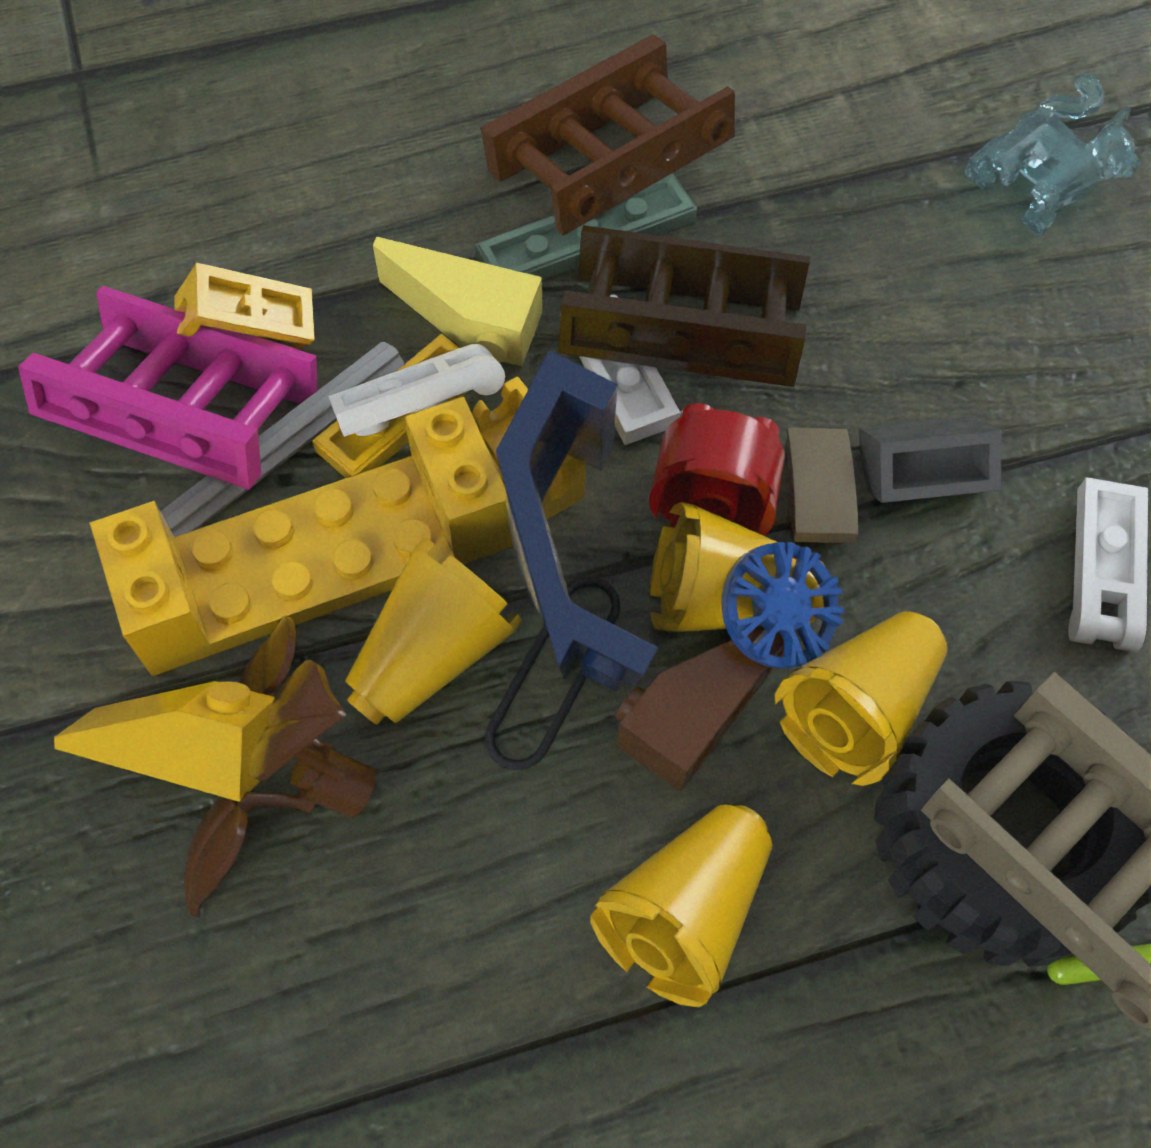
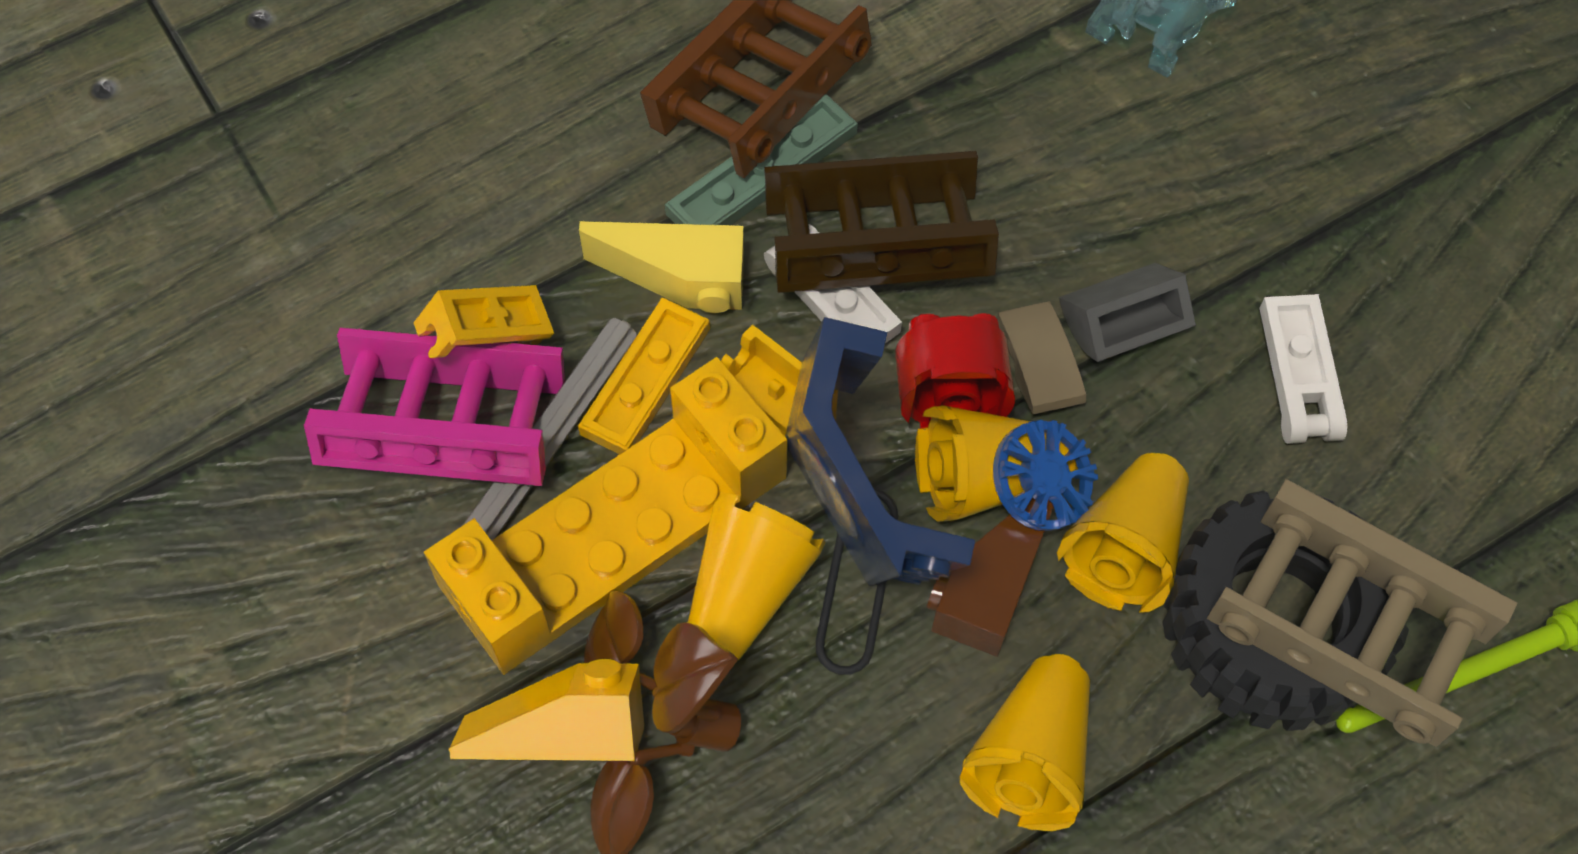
camera: 15 degrees left, 0 degrees up
(373, 404) = (663, 357): white plate -> none

